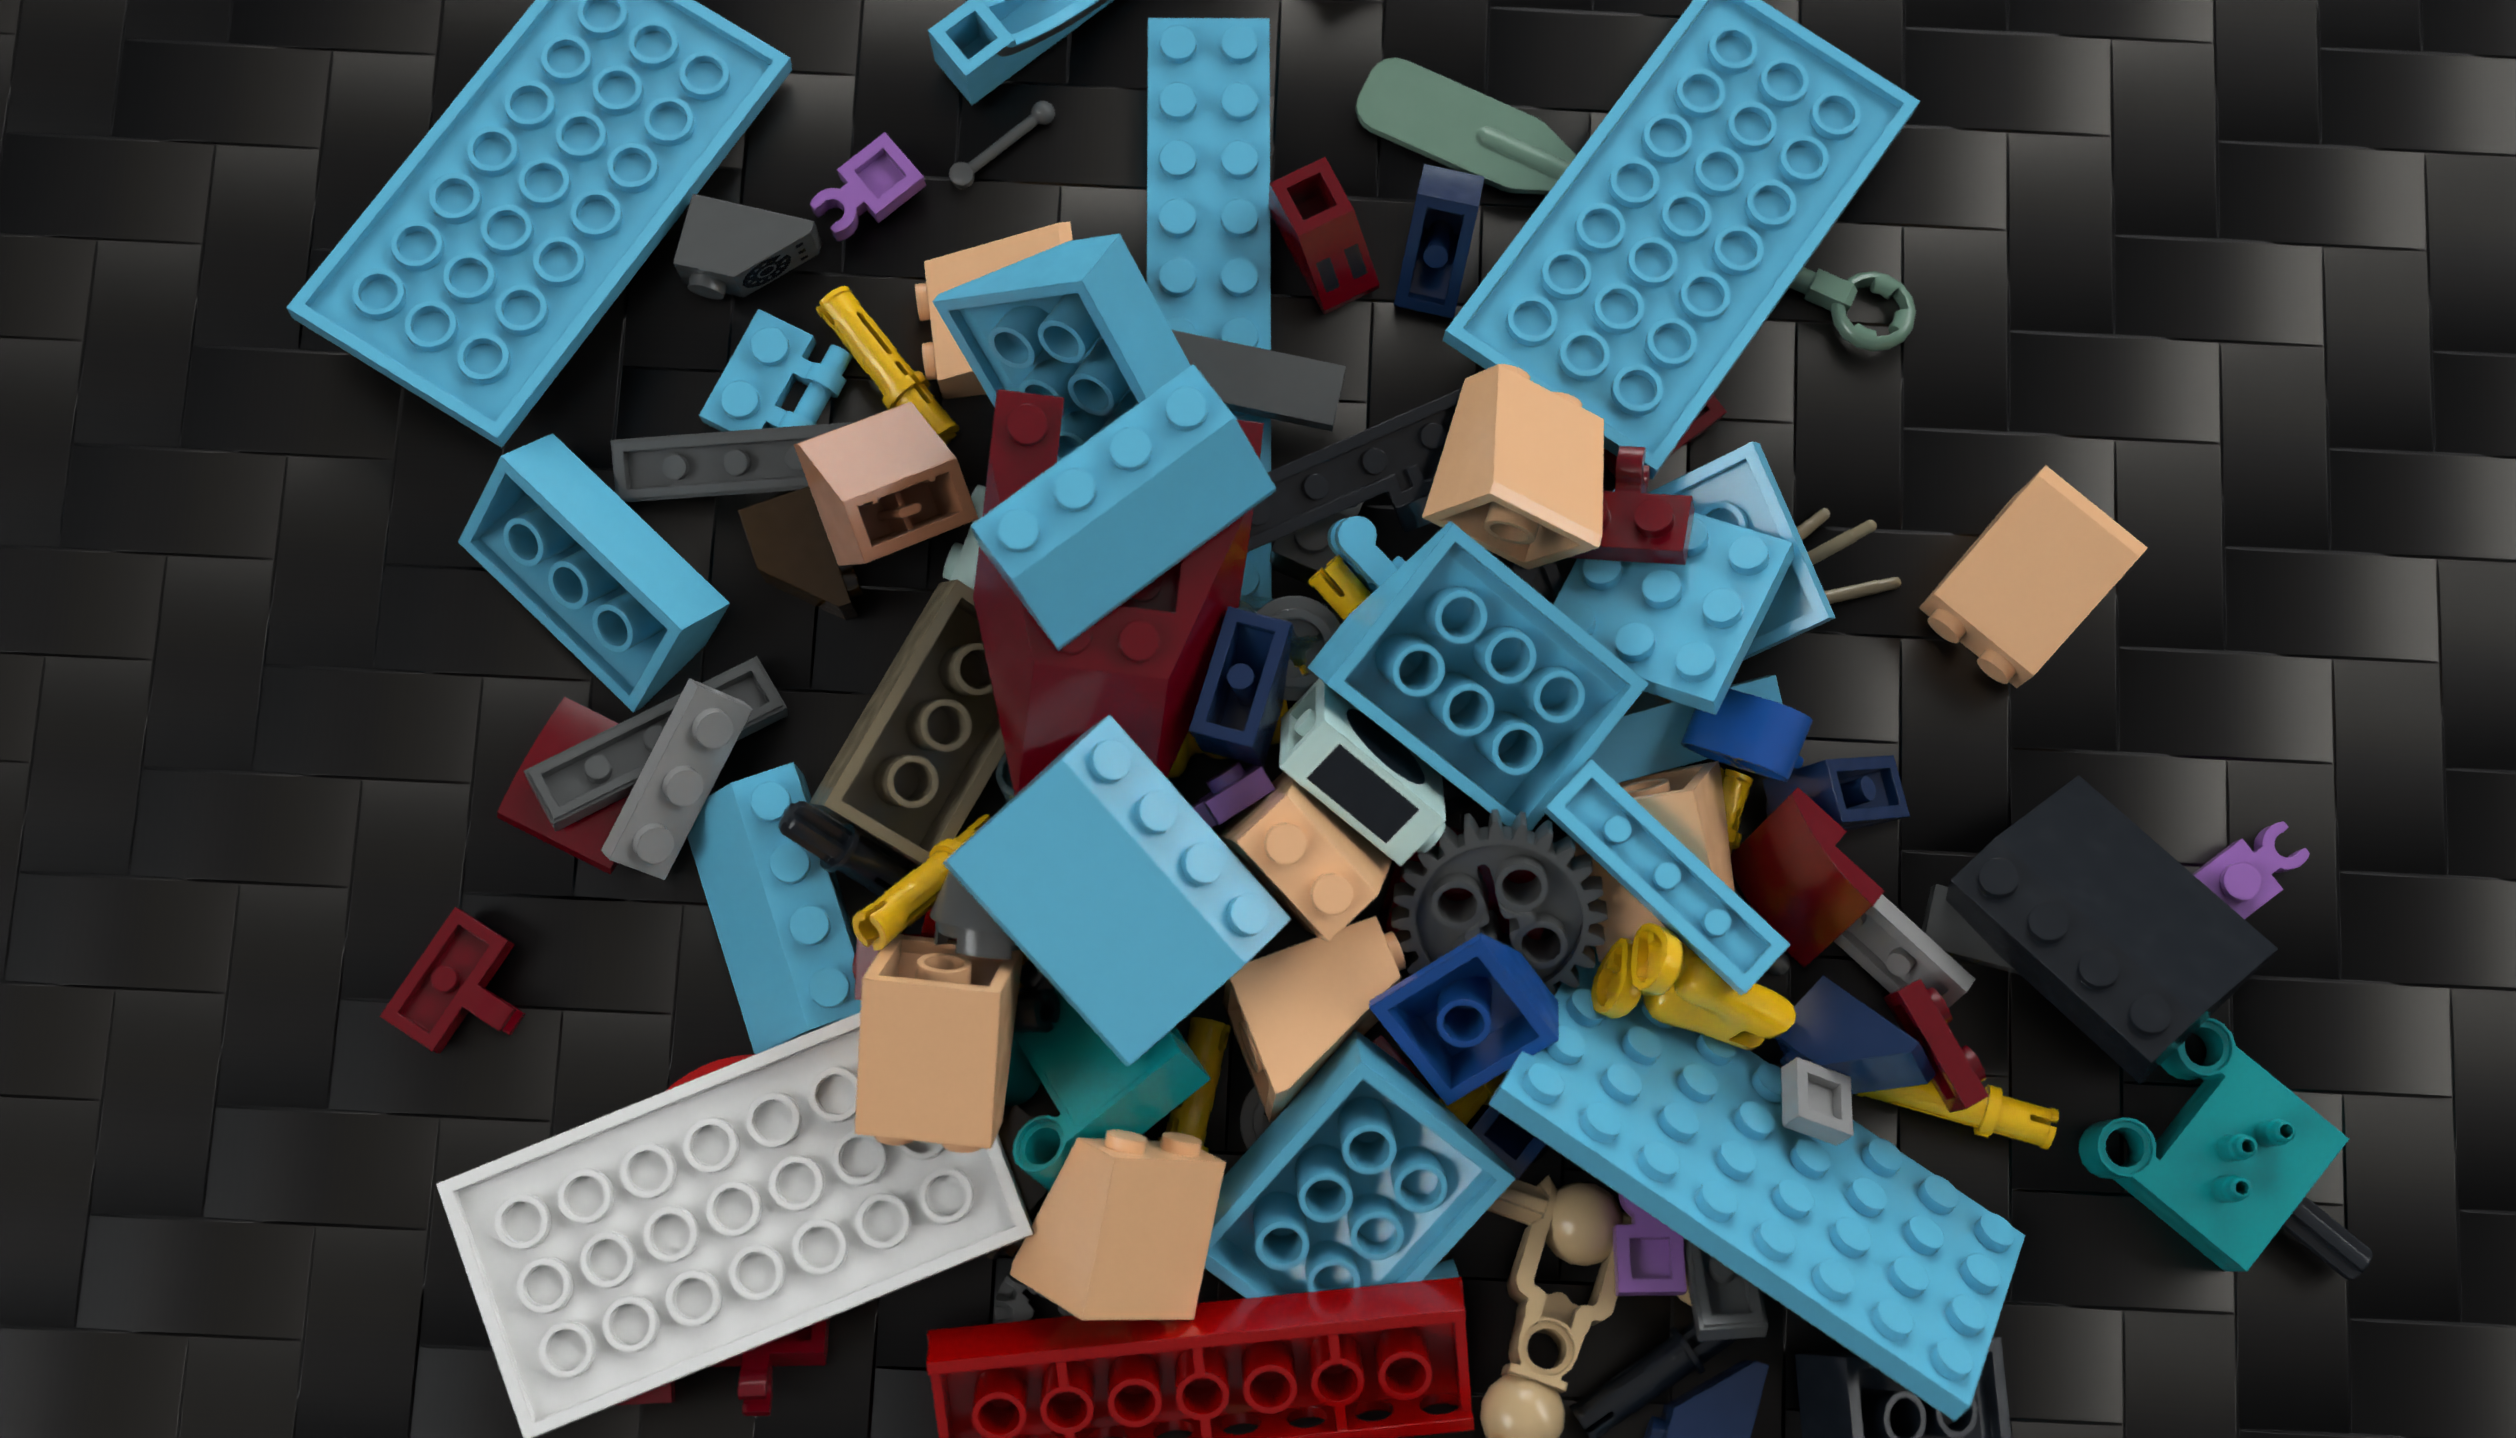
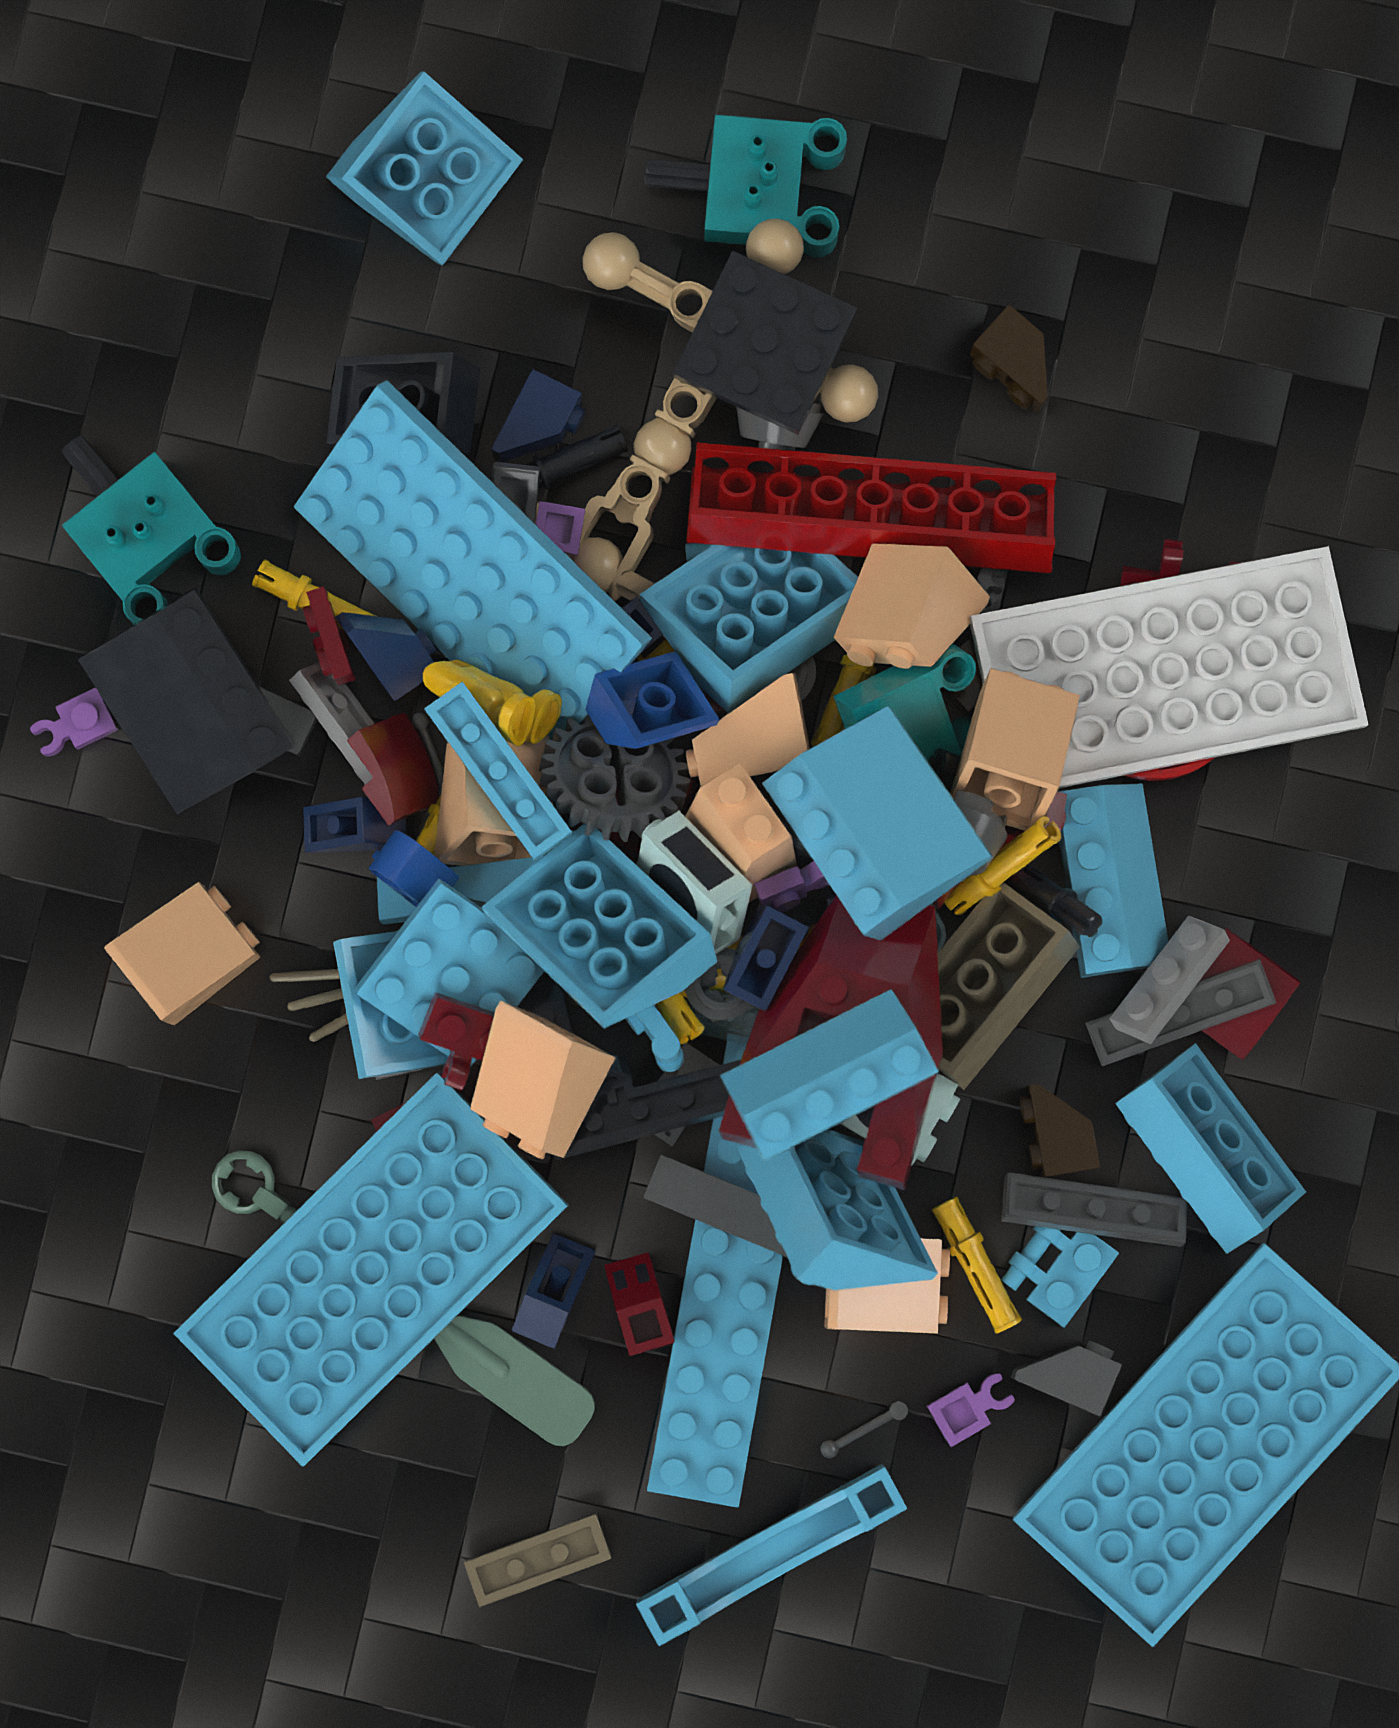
camera: 165 degrees left, 5 degrees up
(451, 983) = (1345, 869): dark red plate -> none
(884, 484) = (991, 1160): nougat slope -> none
(1816, 1101) = (422, 611): light grey plate -> none

